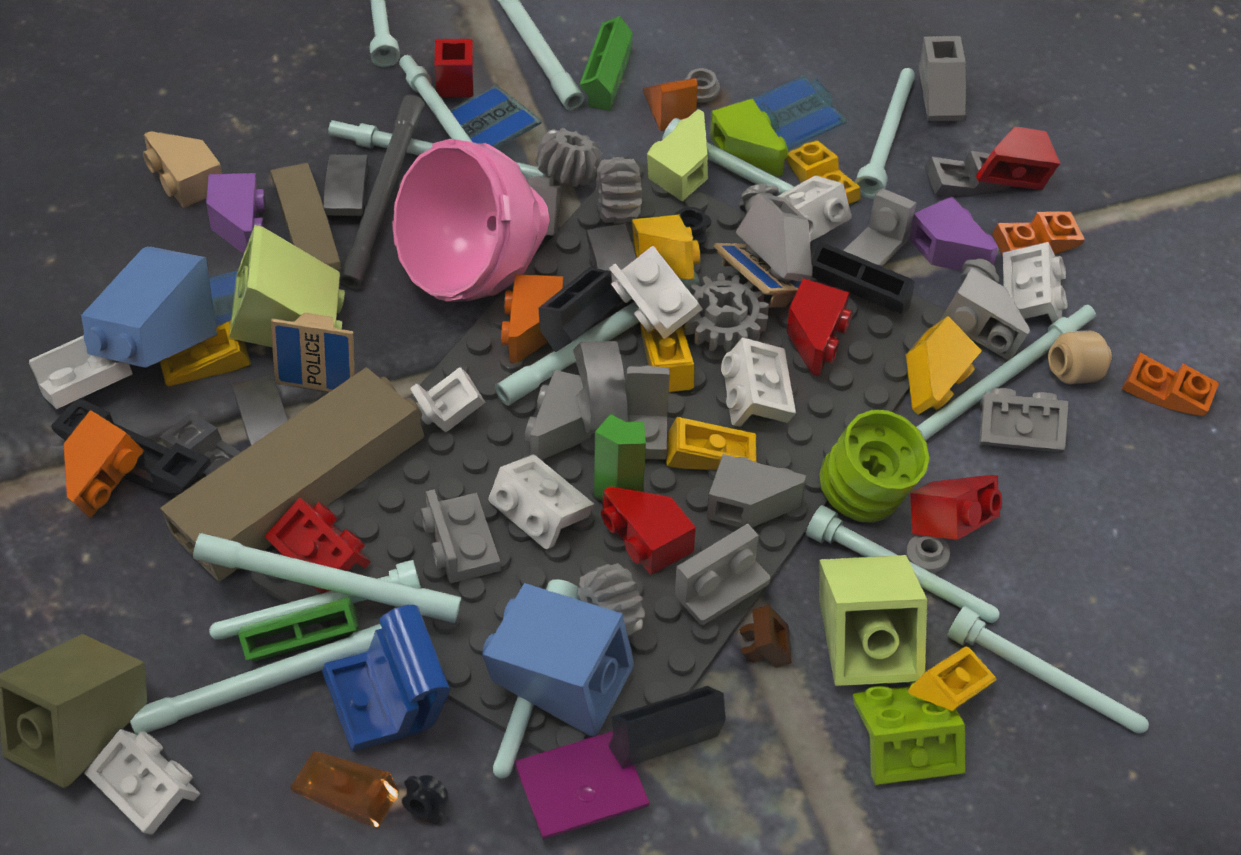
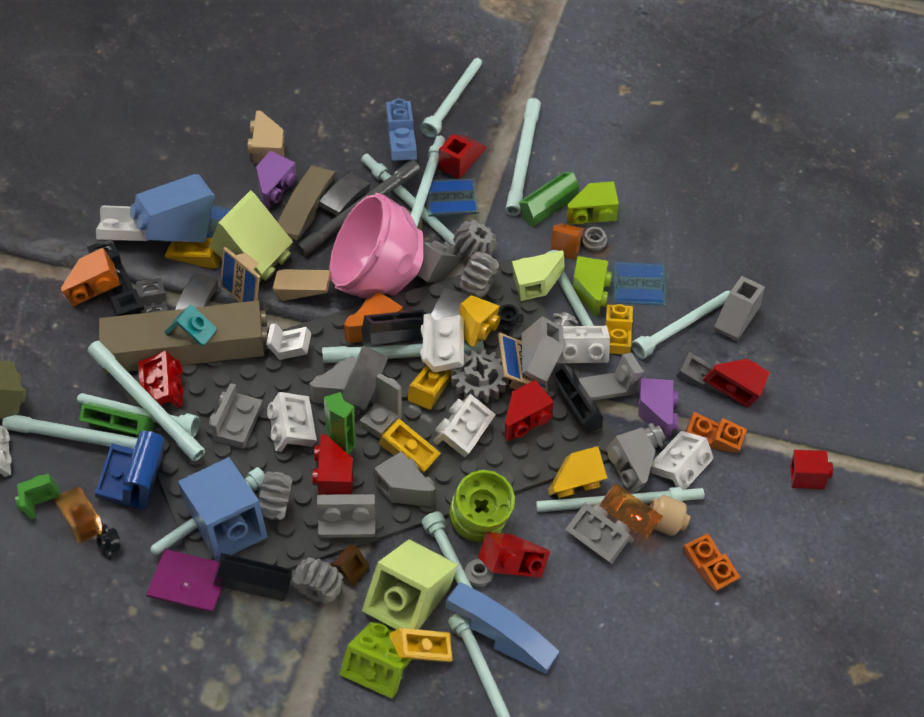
camera: 35 degrees right, 0 degrees up
(266, 790) = (34, 492): none -> bright green bracket
(313, 438) = (194, 324): none -> teal bracket
(351, 73) = (401, 130): none -> medium blue slope
(393, 320) = (301, 283): none -> tan slope
(670, 44) = (594, 204): none -> lime slope
(755, 678) = (318, 580): none -> light grey gear
(1035, 601) = (509, 631): none -> medium blue slope
(1045, 372) = (630, 510): none -> clear orange slope
(1178, 219) = (810, 469): none -> red brick

